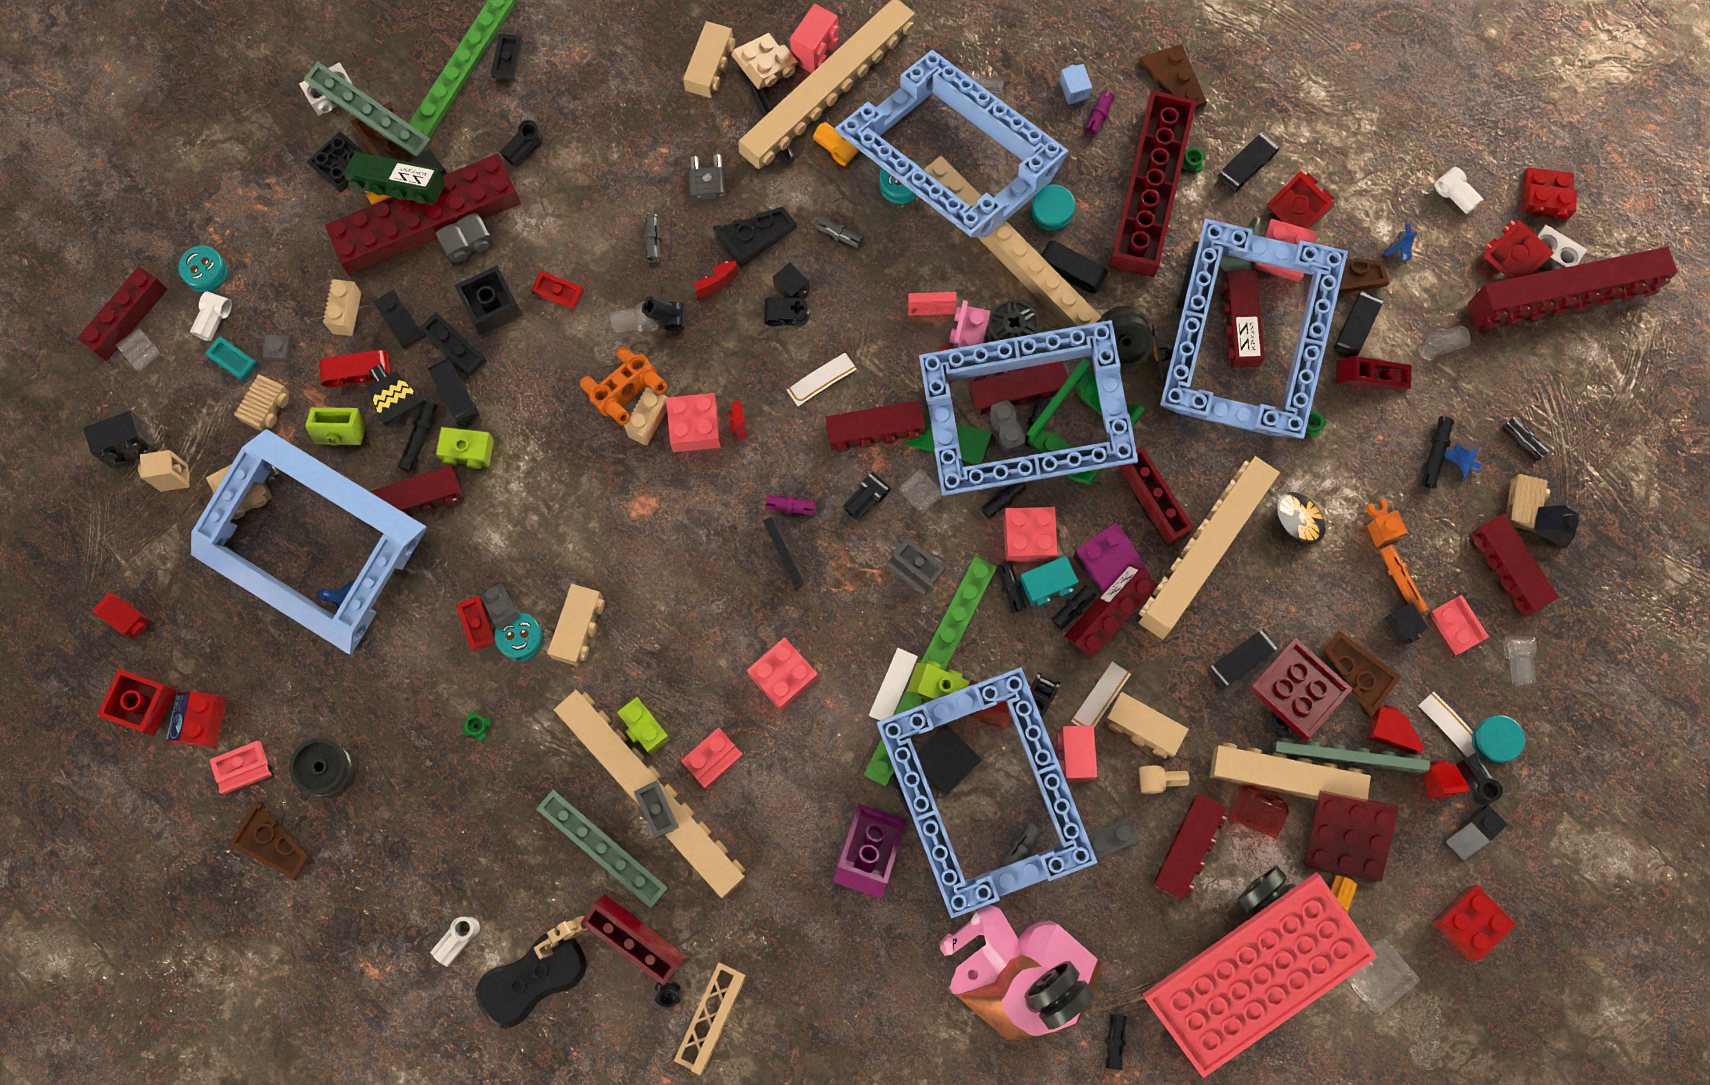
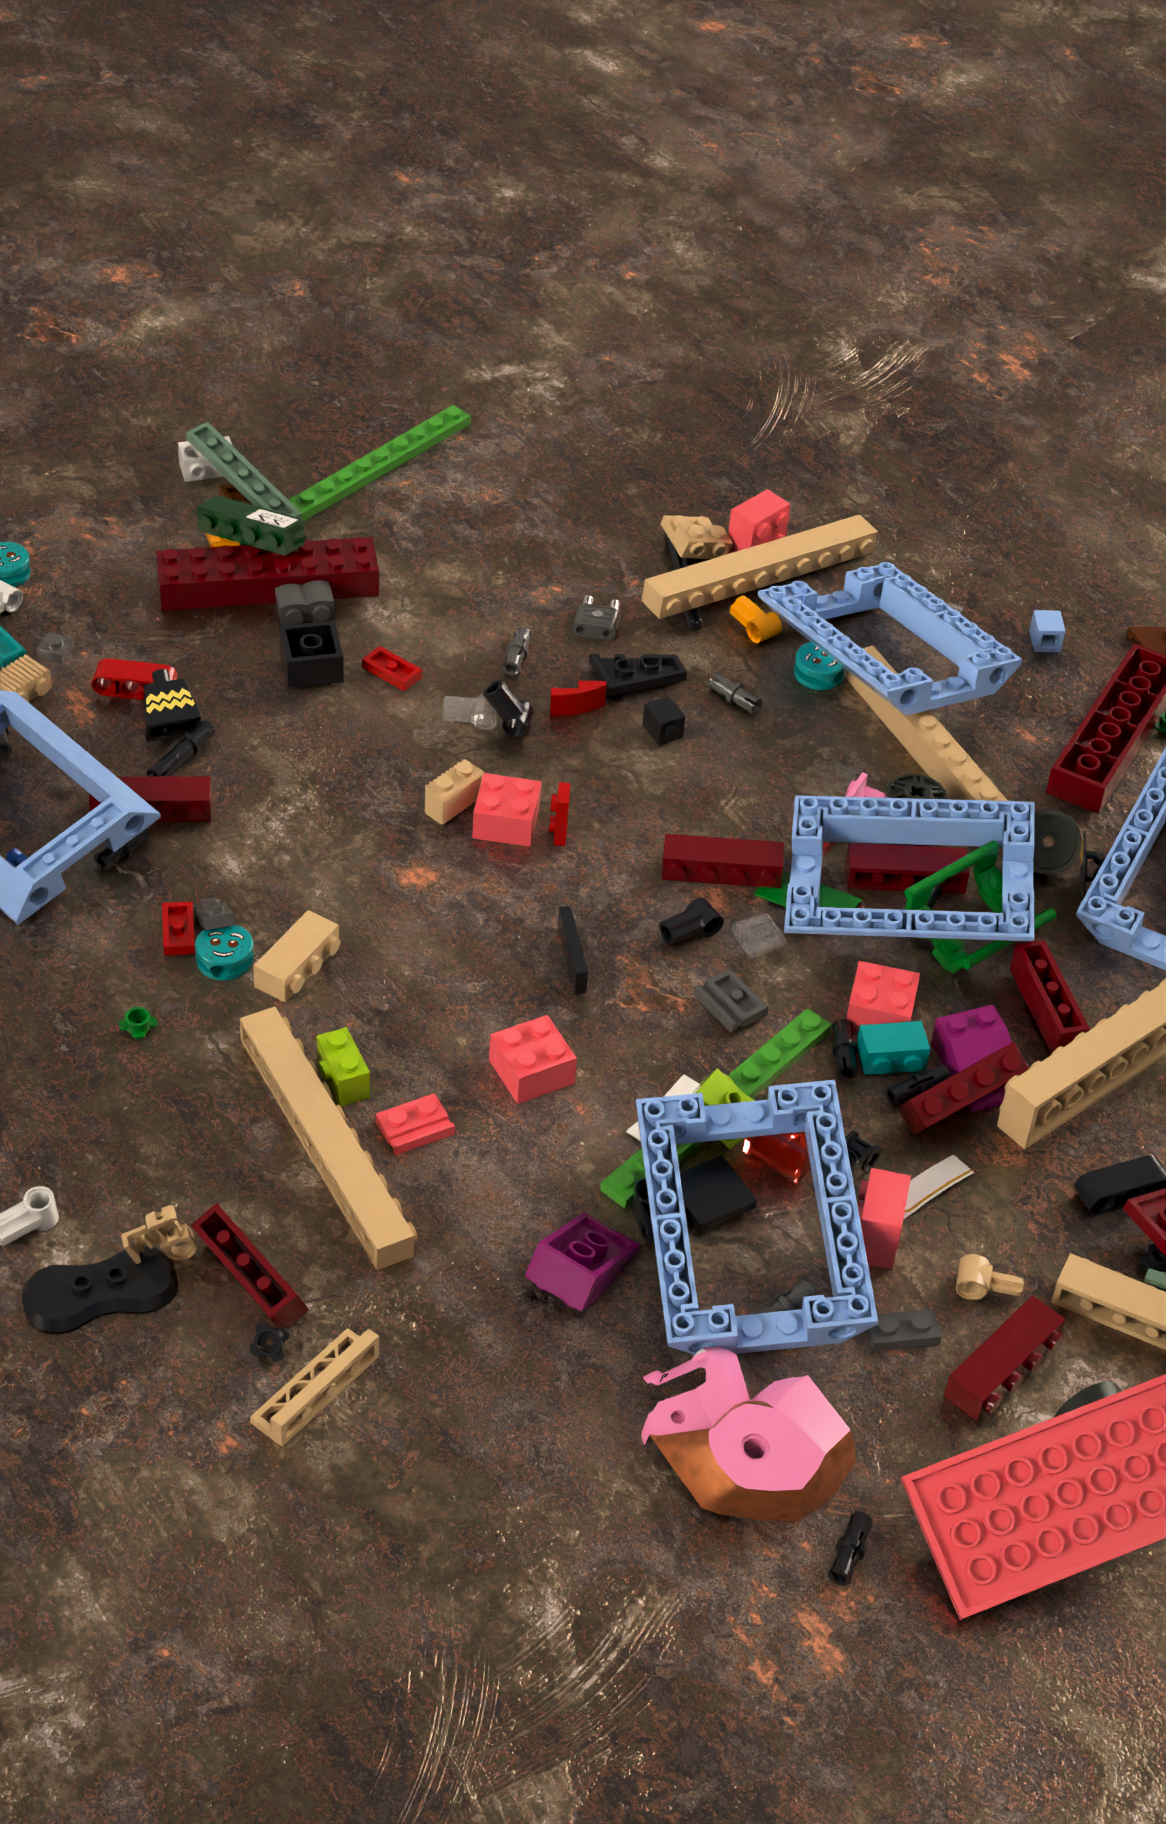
camera: 10 degrees right, 30 degrees down
(333, 159) = (182, 518): black tile -> none
(335, 426) = (93, 717): lime brick -> none
(342, 307) = (143, 626): tan brick -> none
(398, 319) = (202, 649): black slope -> none
(452, 344) = (254, 686): black plate -> none
(453, 392) = (239, 724): black beam -> none
(465, 447) = (233, 771): lime brick -> none
(507, 57) = (410, 477): black plate -> none
(521, 145) = (406, 542): black piece -> none
(602, 849) = (245, 1176): sand green plate -> none
(623, 385) = (418, 762): orange piece -> none
(656, 809) = (329, 1135): dark grey plate -> none
(709, 59) = (632, 524): tan brick -> none
(783, 311) = (648, 741): black piece -> none
(789, 504) = (596, 910): magenta pin -> none
(821, 379) = (670, 813): white sticker -> none
(931, 303) = (823, 769): coral plate -> none
(1002, 499) = (847, 968): black pin -> none
(1004, 425) = (881, 889): dark grey brick -> none
(1053, 207) = (992, 726): teal head -> none
(1059, 995) = (788, 1423): pearl dark grey wheel -> none
(1075, 267) = (1008, 778): black beam -> none
(1099, 113) = (1068, 662): magenta pin -> none
(1145, 726) = (980, 1219): tan brick -> none
(1259, 811) = (1108, 1344): clear red bracket -> none

